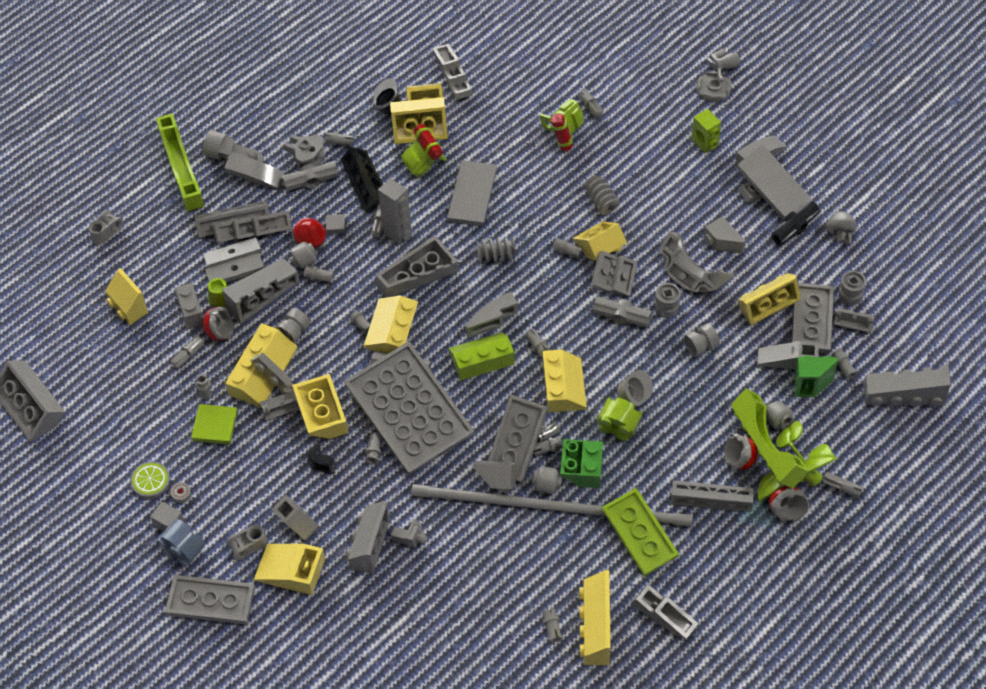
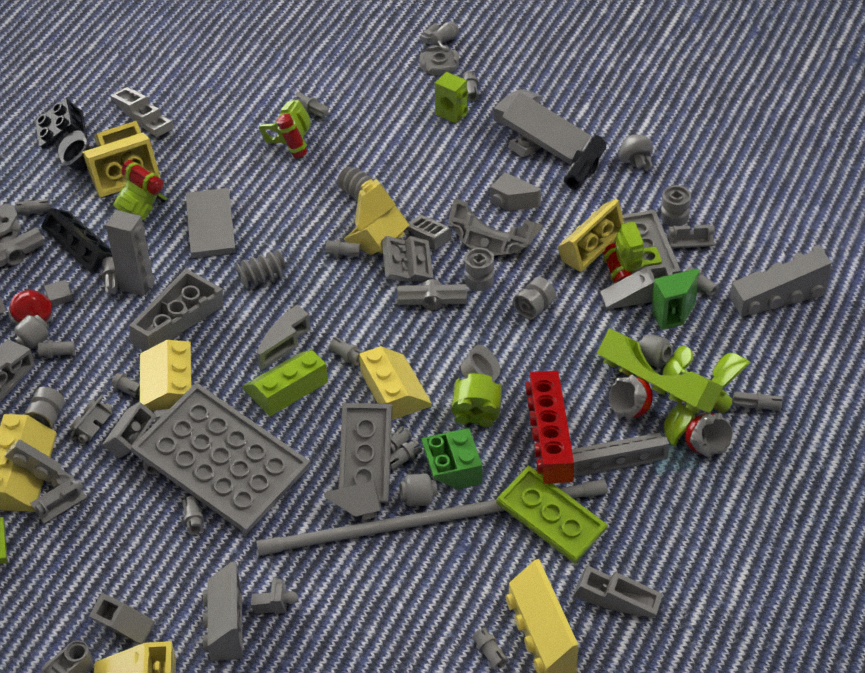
camera: 20 degrees left, 10 degrees down
(319, 348) = (84, 426): none -> light grey hinge
(320, 407) = (112, 485): light yellow slope -> none
(321, 463) = (132, 549): black bracket -> none
(349, 363) = (129, 429): none -> light grey brick
(383, 63) = (58, 120): none -> black bracket
(603, 217) = (372, 203): none -> light yellow slope
(647, 261) = (442, 232): none -> light grey slope
(666, 459) = (550, 427): none -> red brick
(730, 118) = (472, 83): none -> light grey pin
(789, 324) = (627, 253): none -> lime piece

